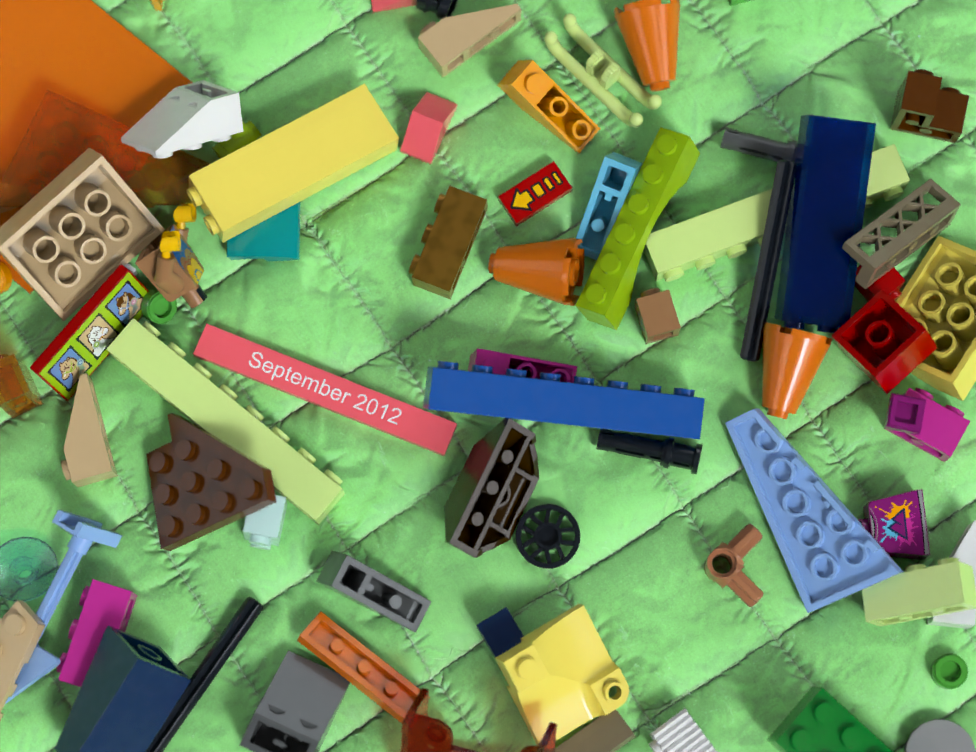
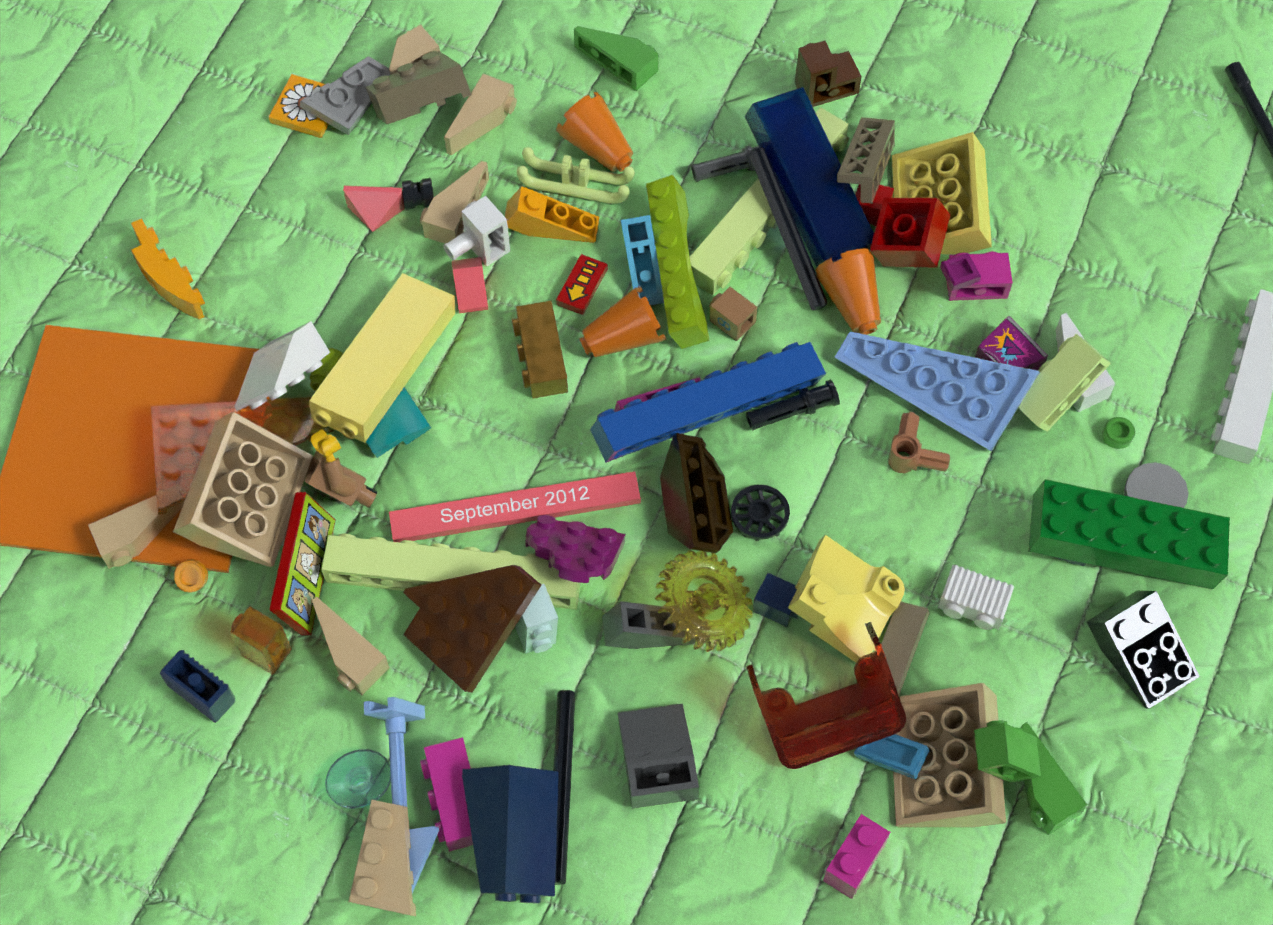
camera: 35 degrees left, 15 degrees down
(157, 308) = (342, 519): bright green tile -> none
(346, 471) = (575, 548): none -> magenta plate
(359, 666) = (686, 689): orange plate -> none
(402, 585) = (691, 608): none -> clear yellow gear
(467, 83) = (483, 232): none -> white brick

